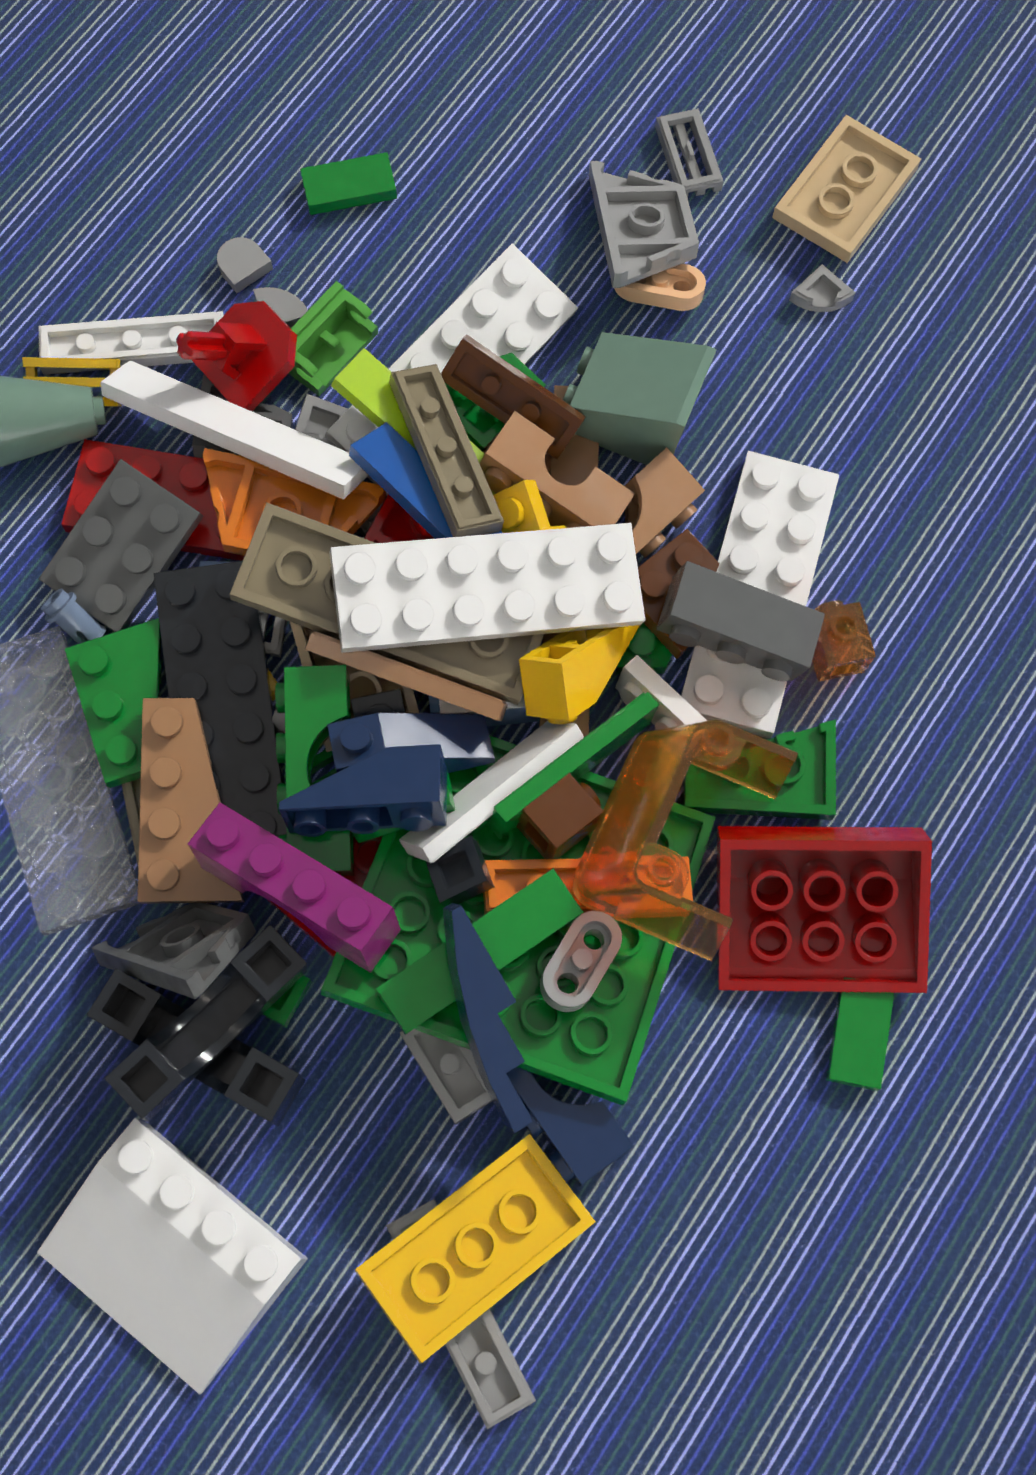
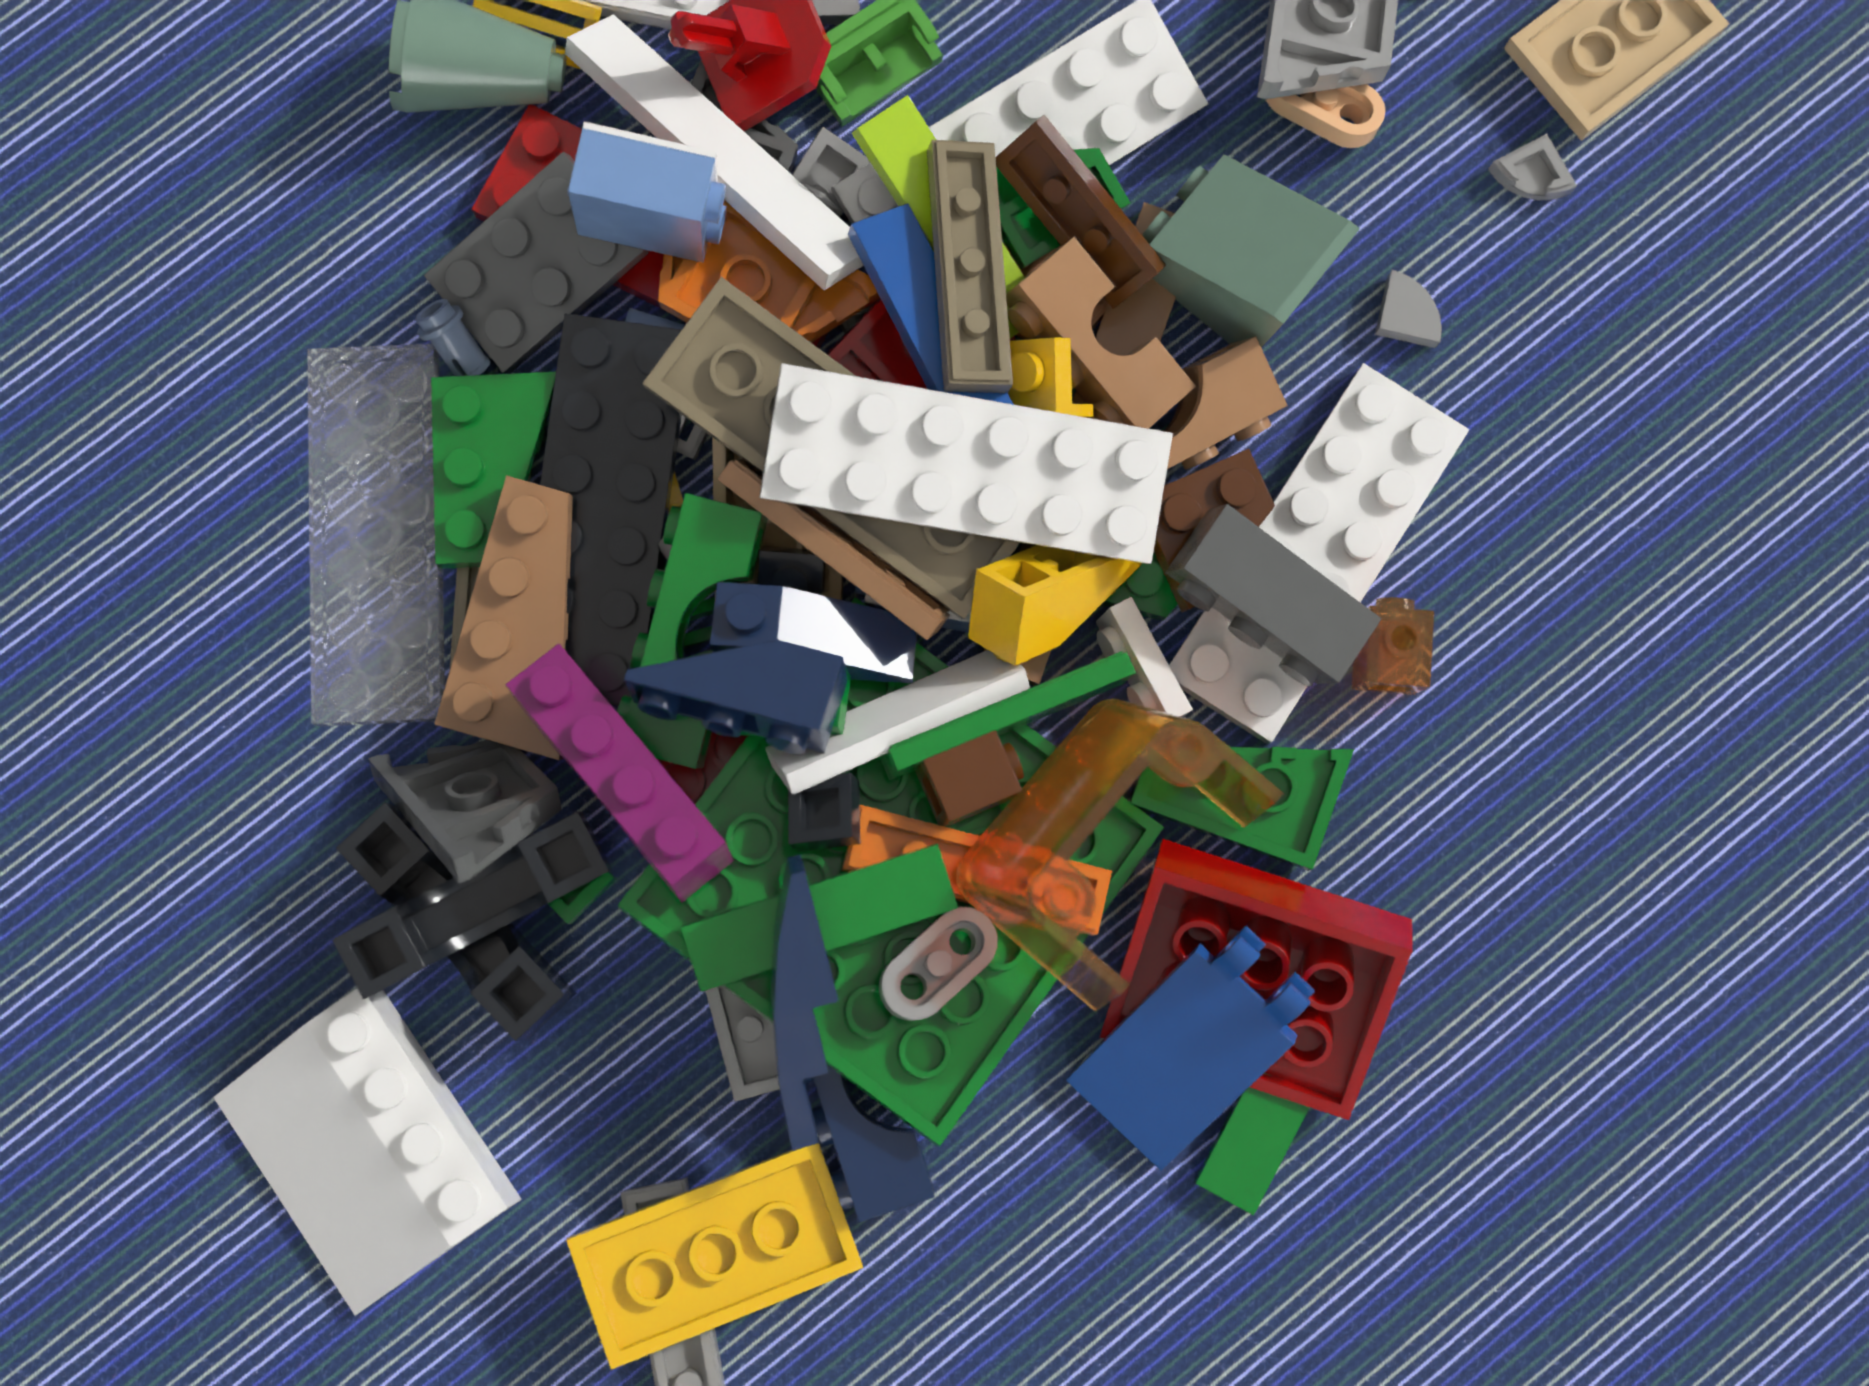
camera: 15 degrees right, 10 degrees up
(193, 462) = (646, 192): none -> medium blue piece
(768, 408) = (1408, 312): none -> light grey tile
(790, 973) = (1190, 1049): none -> blue tile

